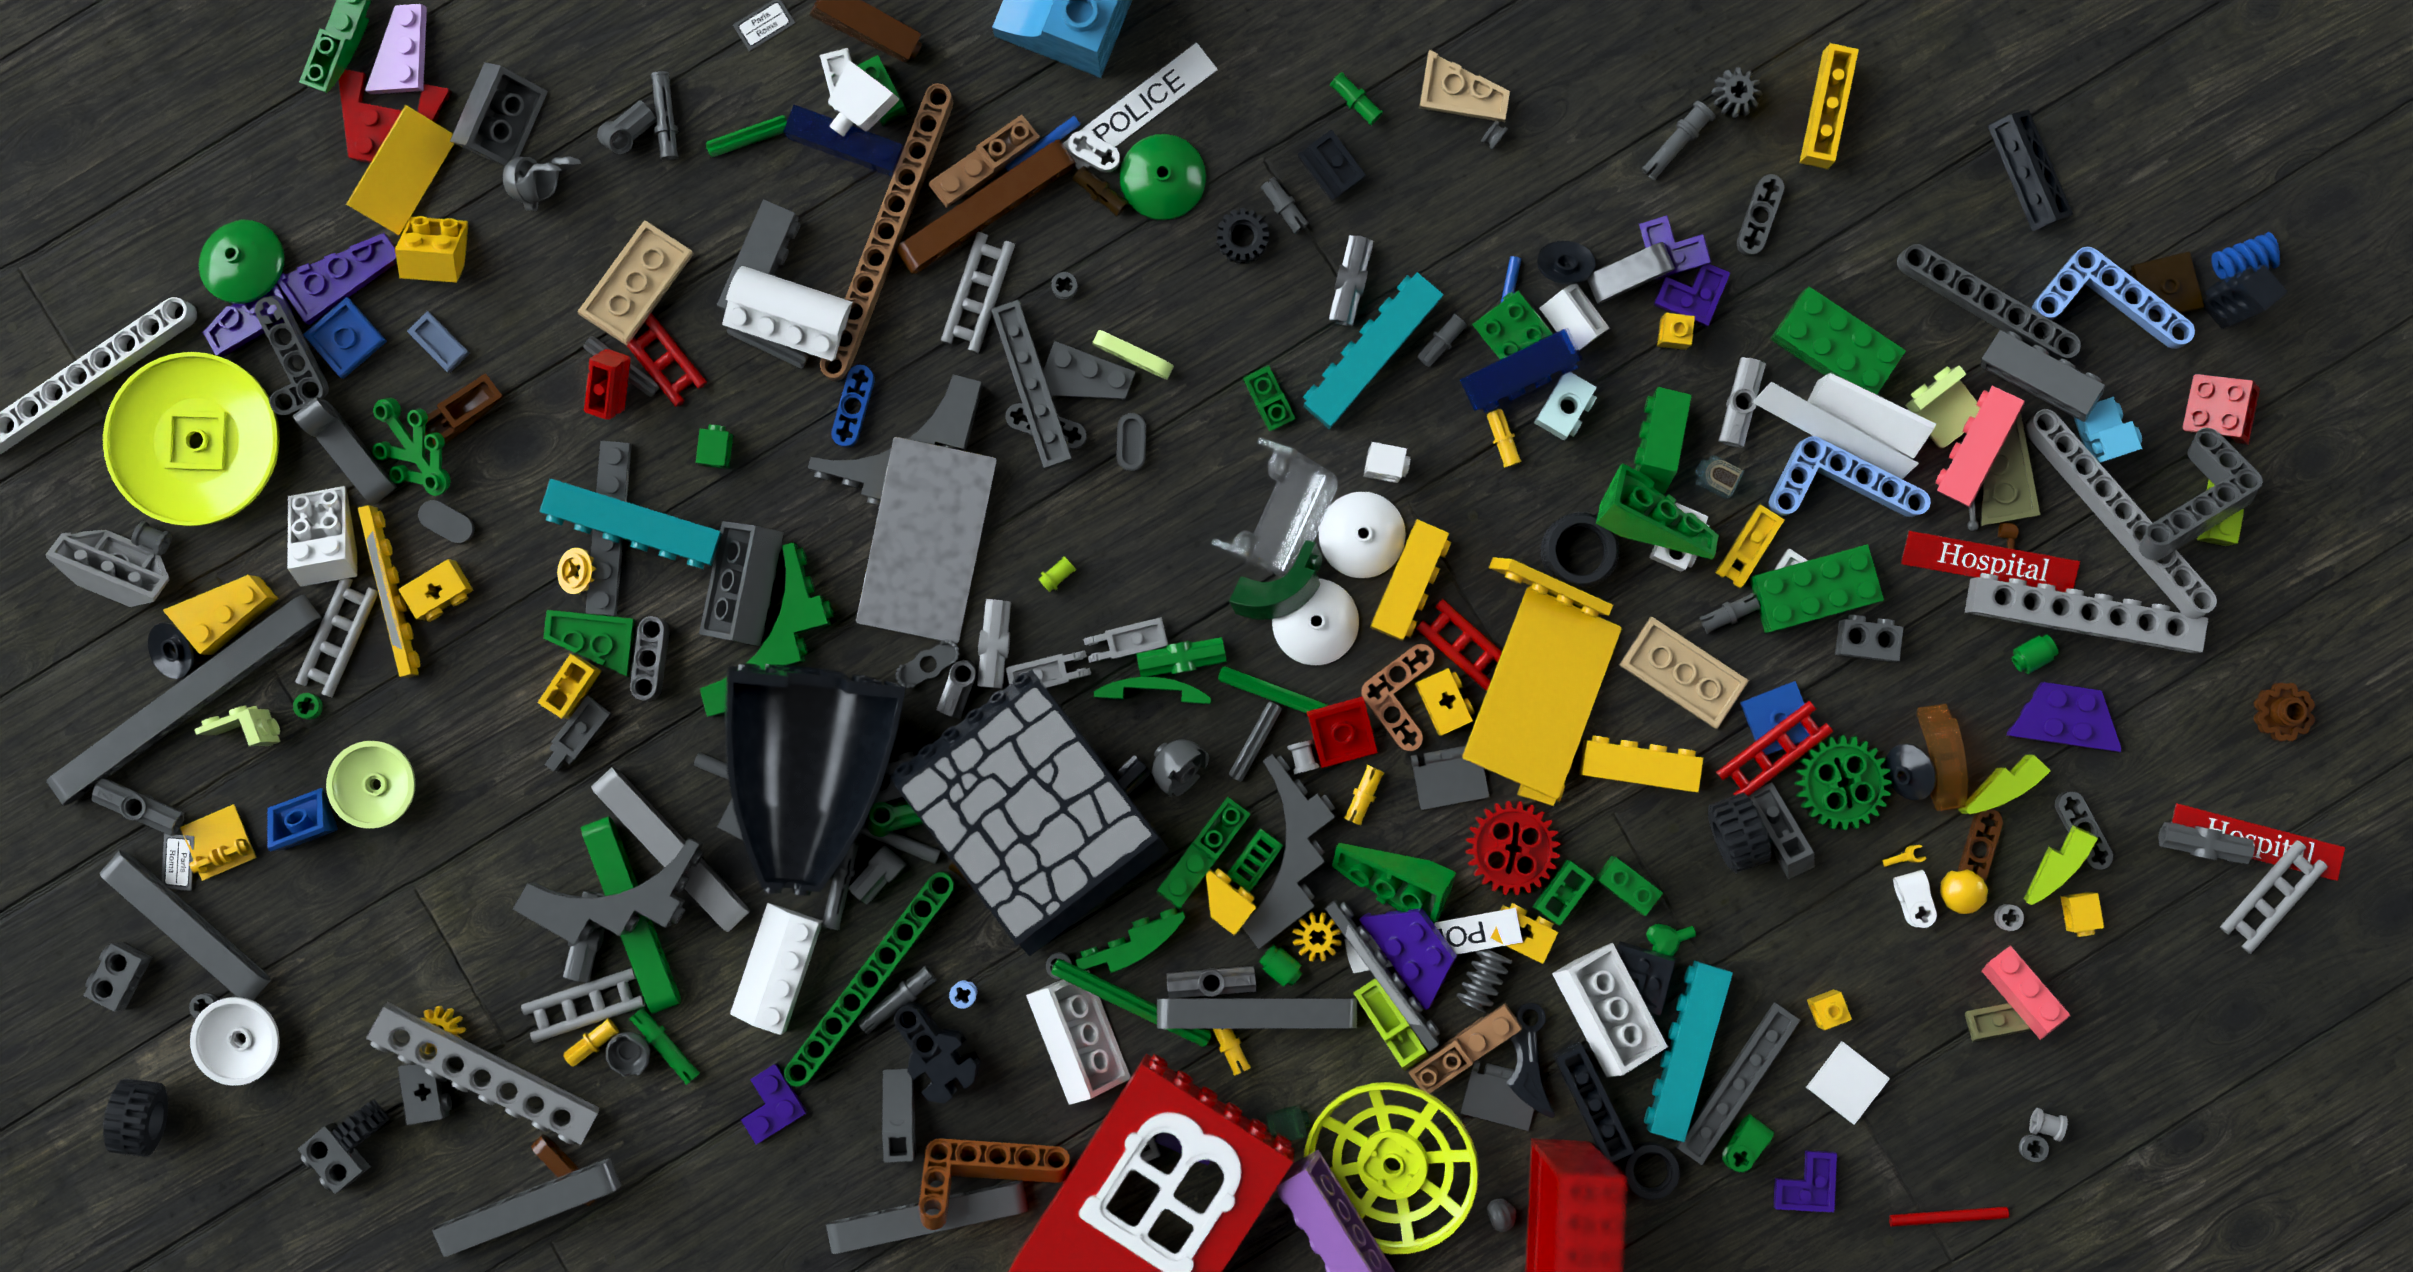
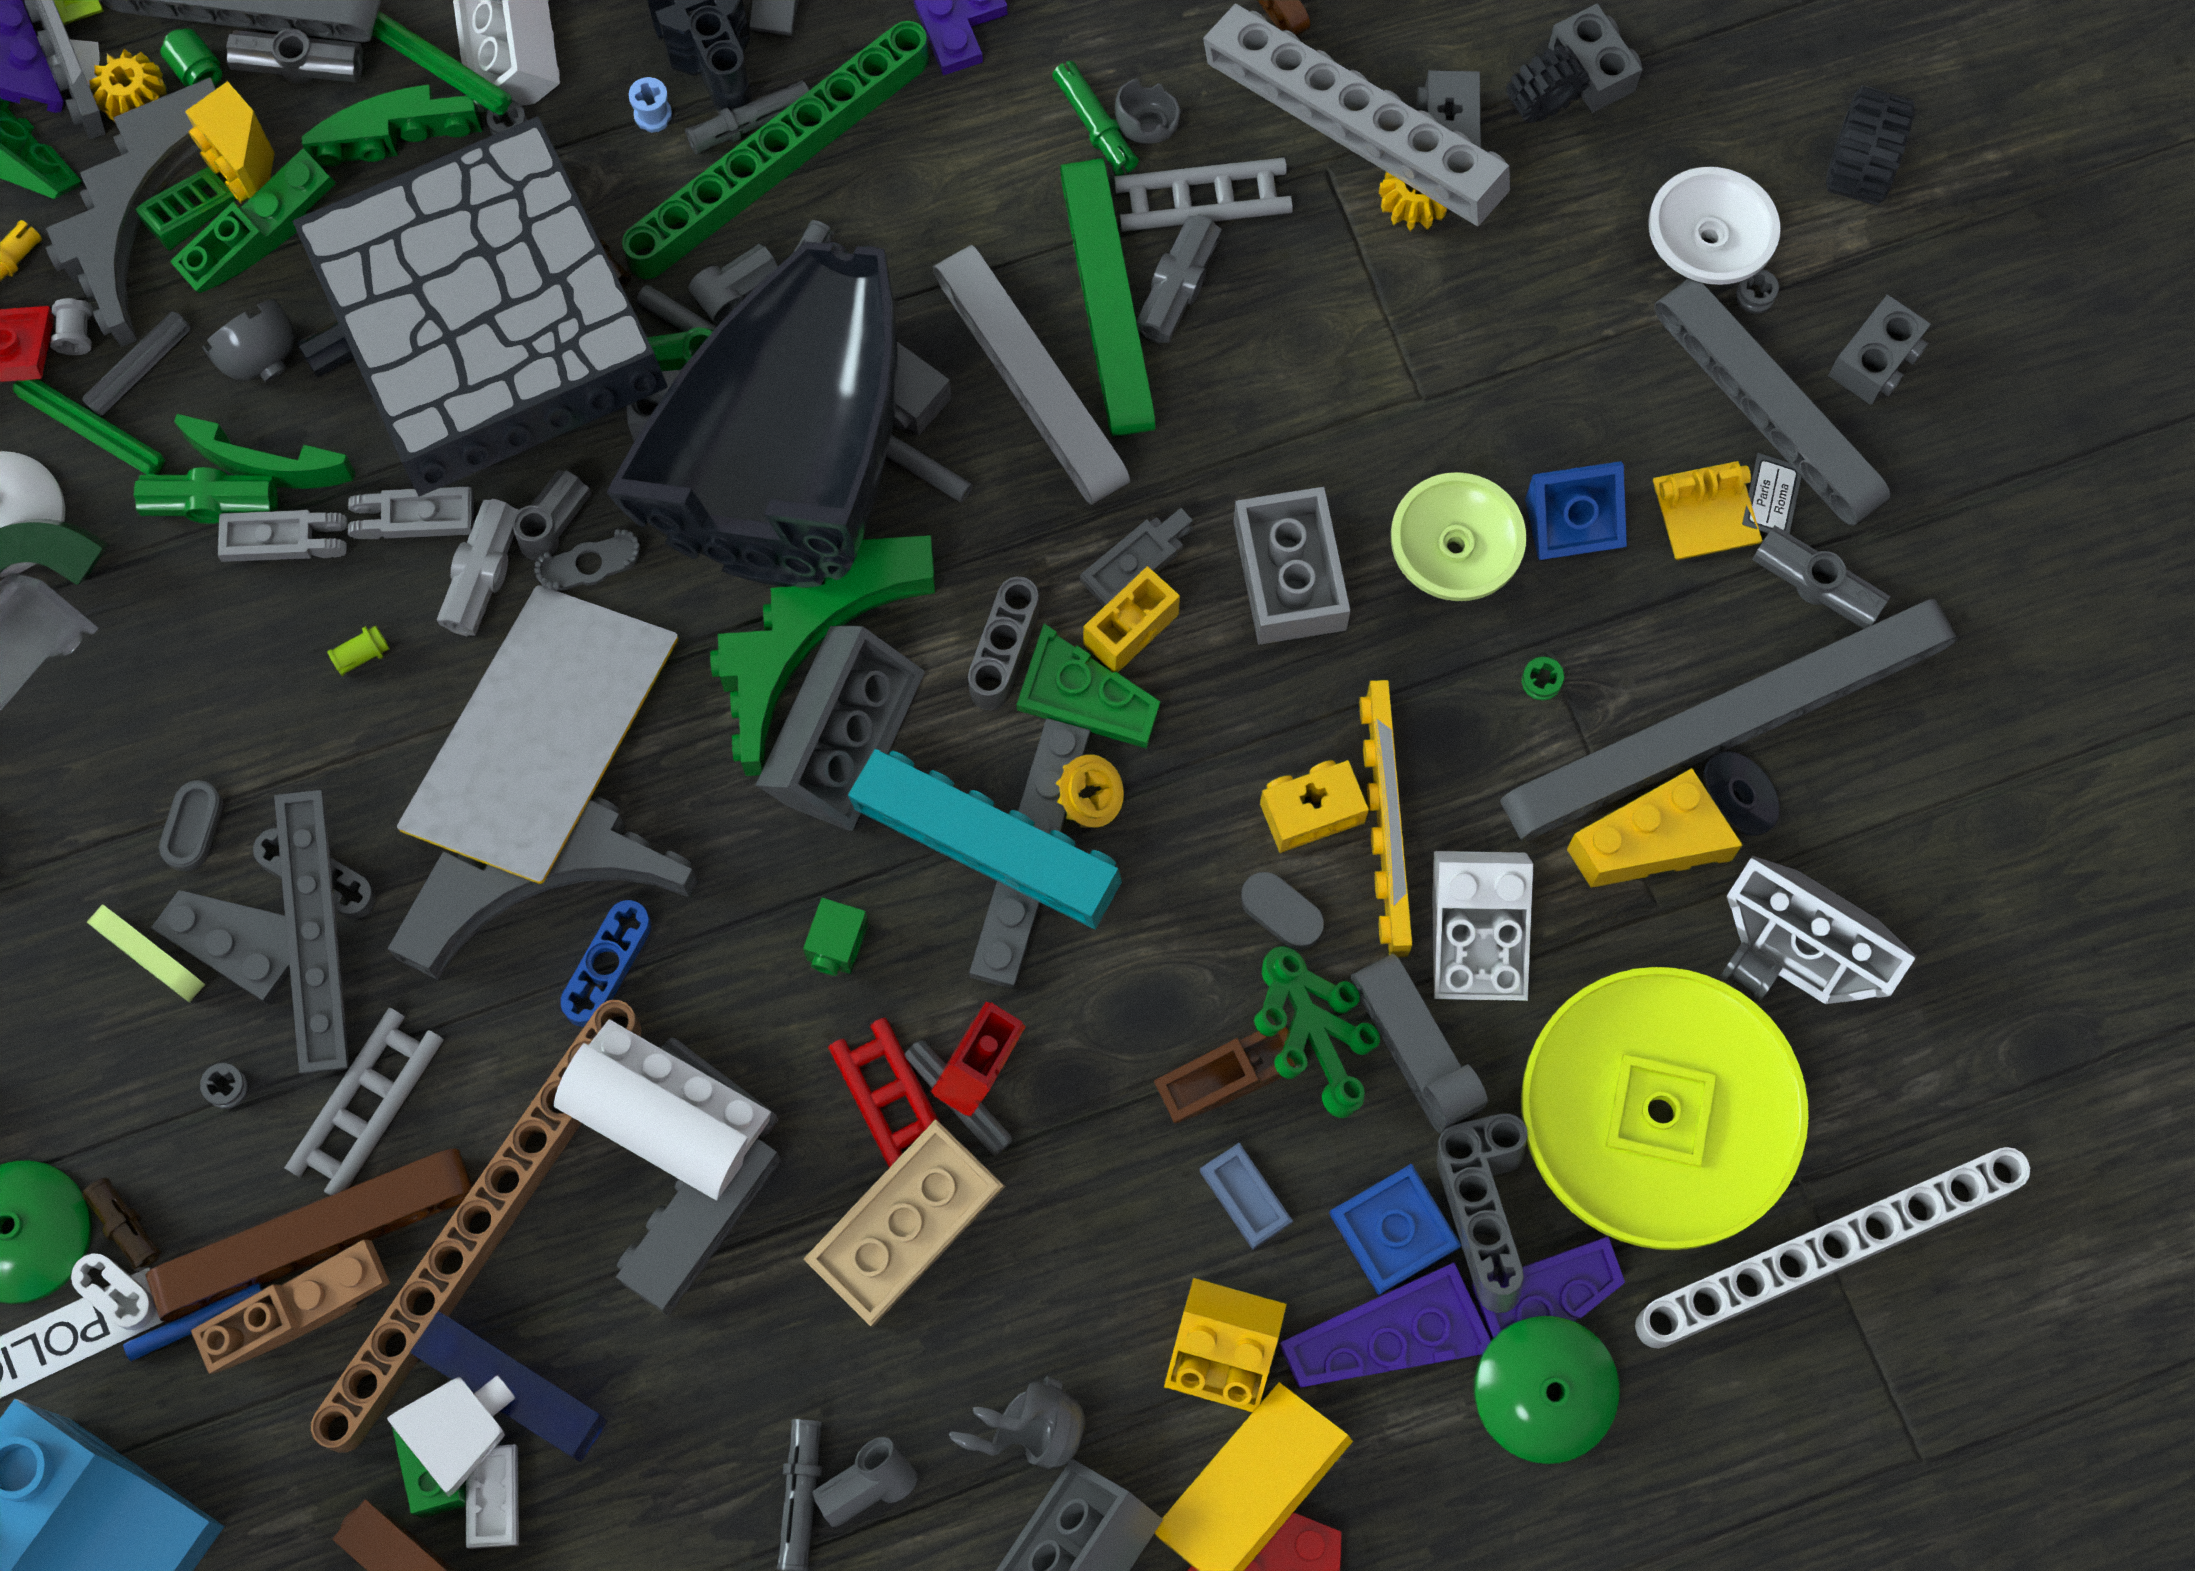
camera: 170 degrees left, 15 degrees down
(256, 723) = (1633, 666): yellowish green bracket -> none
(320, 644) = (1478, 744): light grey bar -> none
(474, 744) = (1291, 565): none -> light grey brick
(591, 1042) = (1199, 142): yellow axle -> none
(655, 899) = (1117, 285): dark grey arch -> none
(746, 136) = (670, 1434): green axle -> none
(776, 969) = (912, 183): white slope -> none

